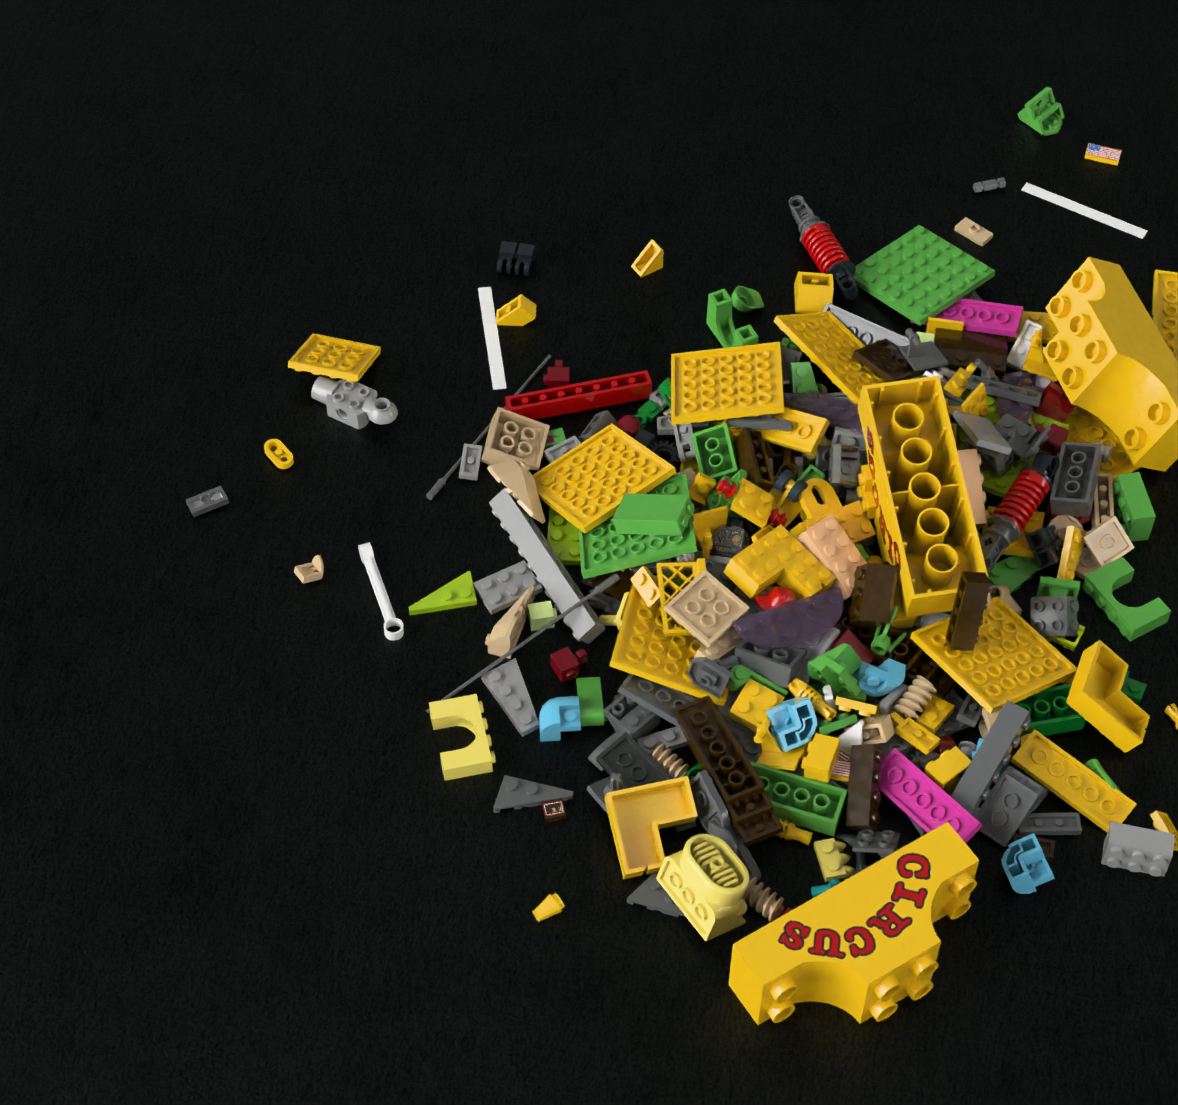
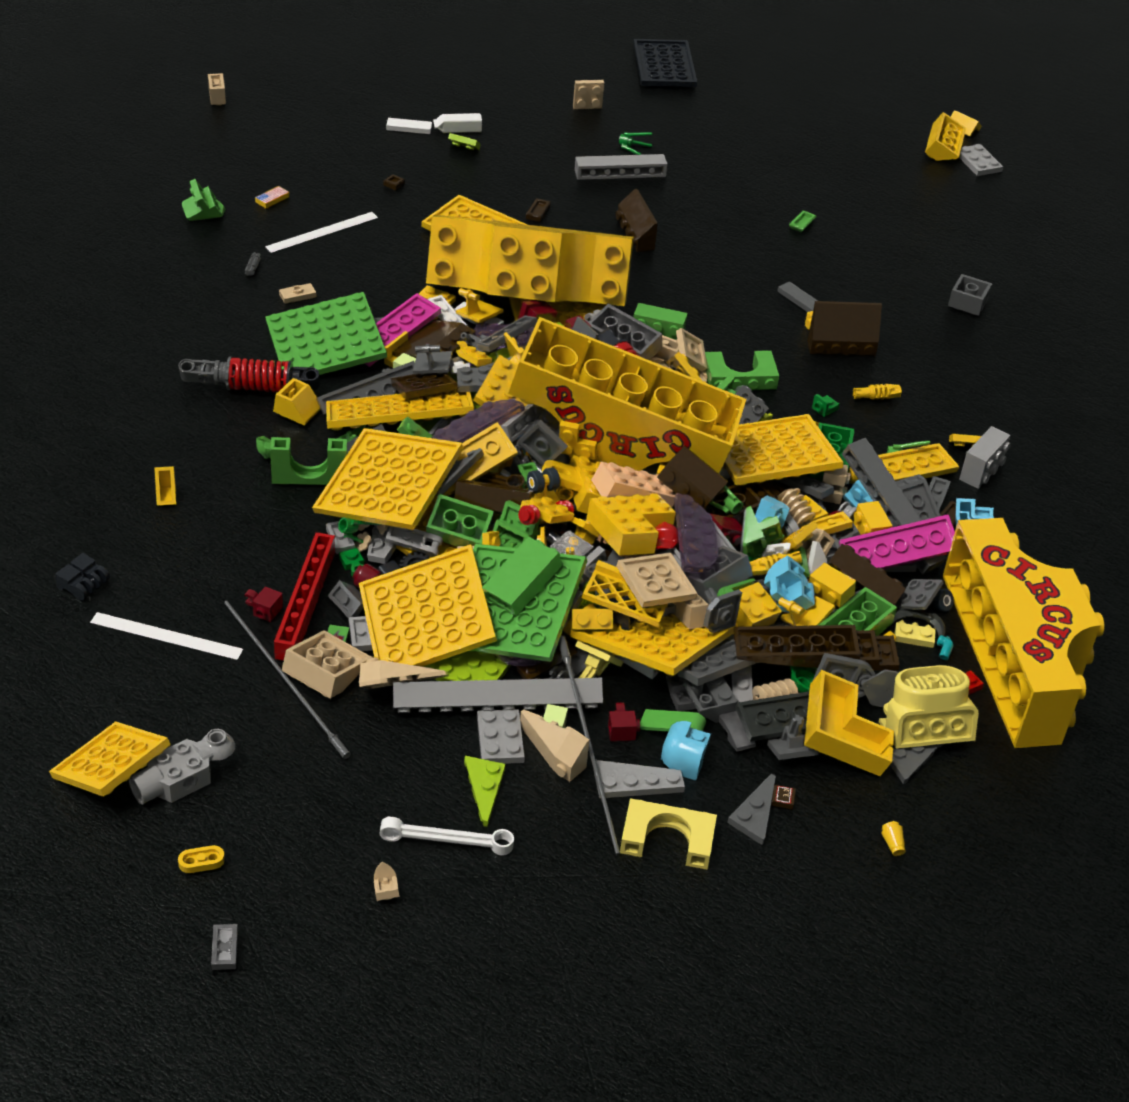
camera: 70 degrees left, 10 degrees down
(470, 462) = (326, 705): light grey plate -> none
(516, 312) = (155, 602): yellow slope -> none
(968, 611) = (754, 425): dark brown brick -> none
(1099, 697) = (842, 410): yellow piece -> none

